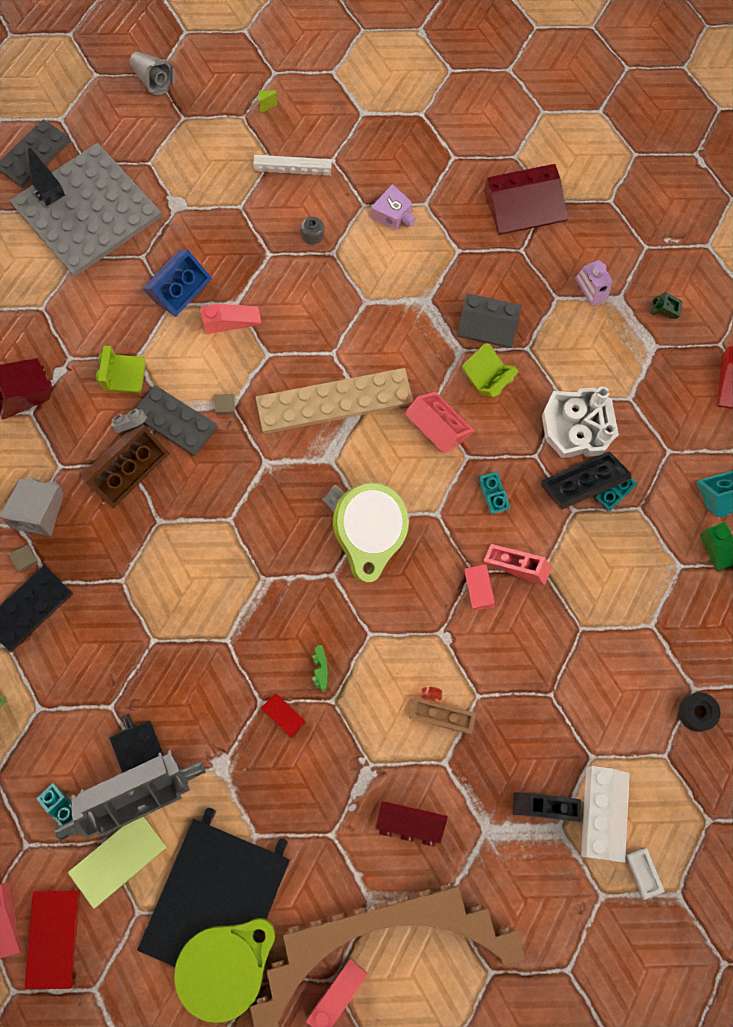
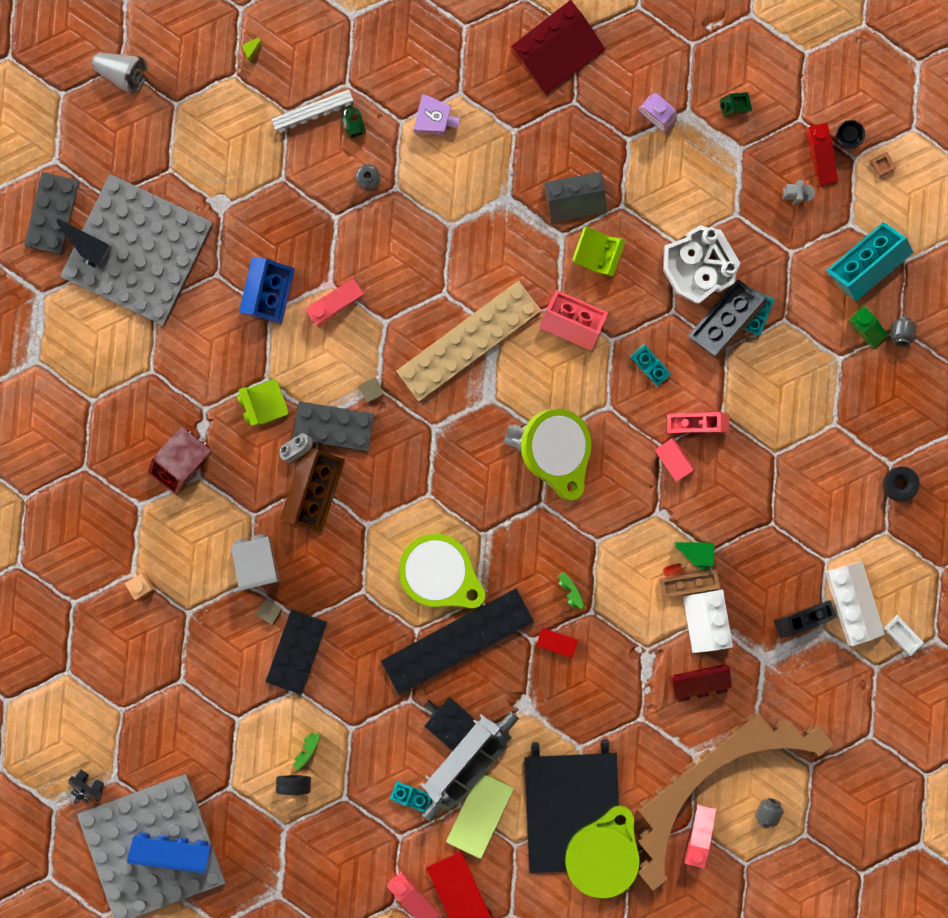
camera: 20 degrees left, 15 degrees up
(186, 669) = (457, 641): none -> black plate
(202, 594) = (439, 572): none -> piece
(322, 187) = (353, 122): none -> dark green rock
(423, 1006) = (769, 813): none -> dark grey head
(445, 762) = (707, 621): none -> white slope
(463, 688) = (697, 553): none -> green slope
(694, 397) = (798, 192): none -> light grey hips

